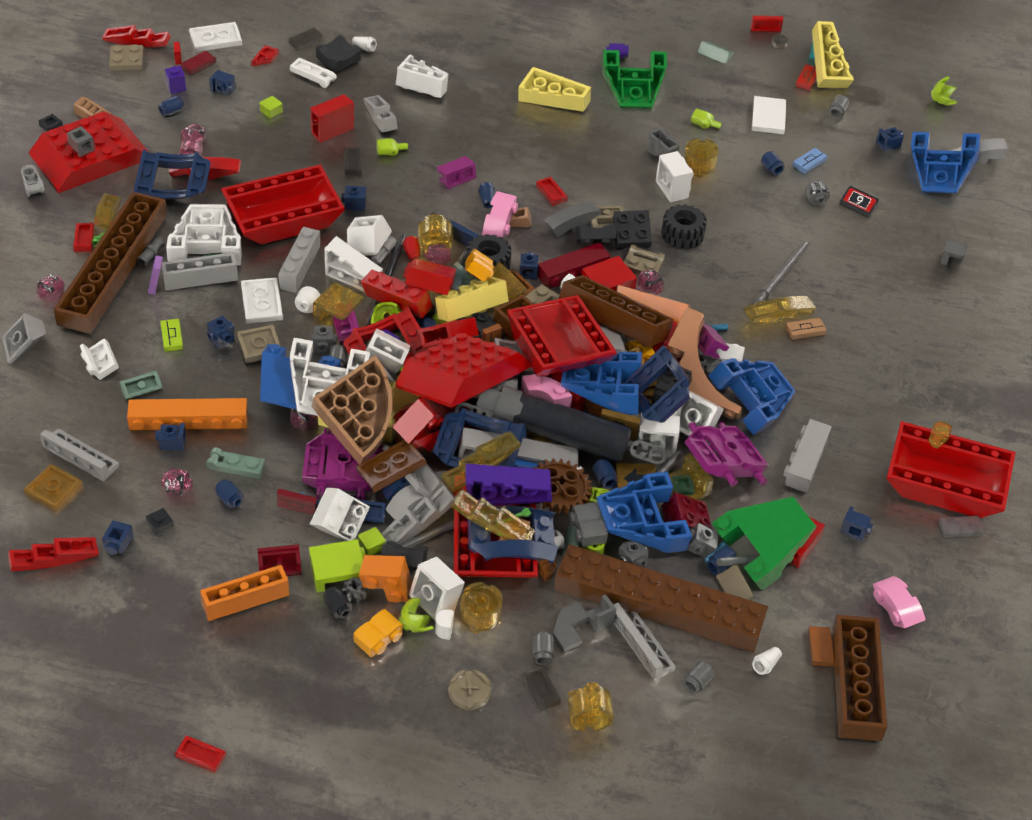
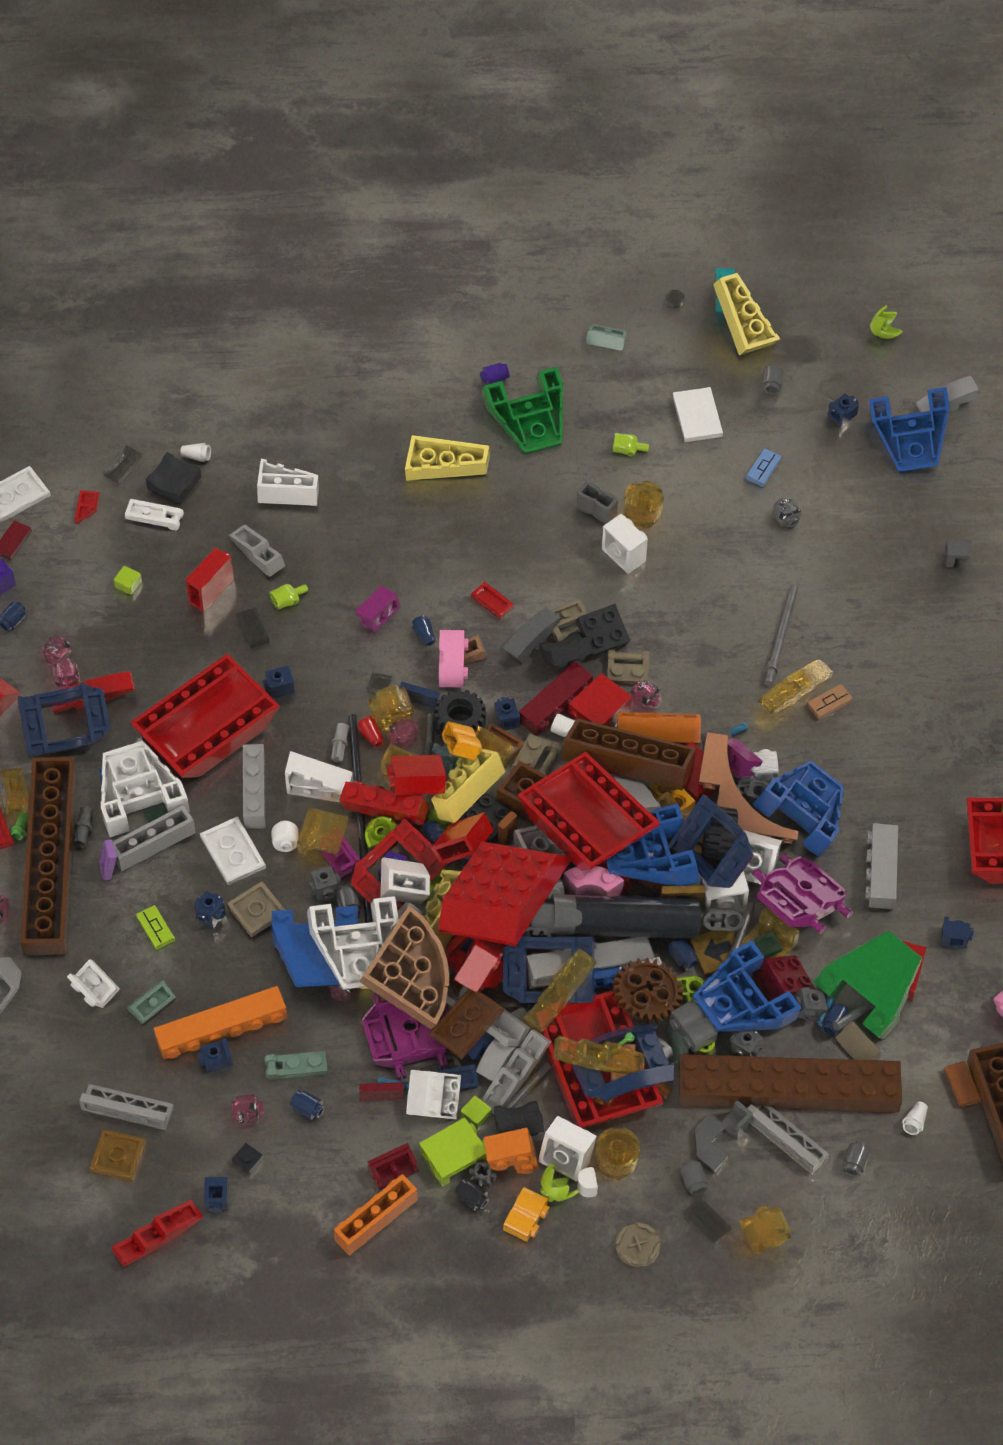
camera: 15 degrees left, 10 degrees up
(200, 754) = (405, 1400): red tile -> none
(222, 82) = (57, 563): dark blue brick -> none
(368, 234) = (317, 732): white slope -> none
(508, 484) = (601, 1012): dark purple wedge -> none
(683, 226) = (657, 621): black tyre -> none
(767, 23) = (652, 278): red tile -> none
(772, 163) = (724, 486): dark blue brick -> none
(807, 77) = (723, 344): red tile -> none
(859, 201) = (836, 510): slope -> none

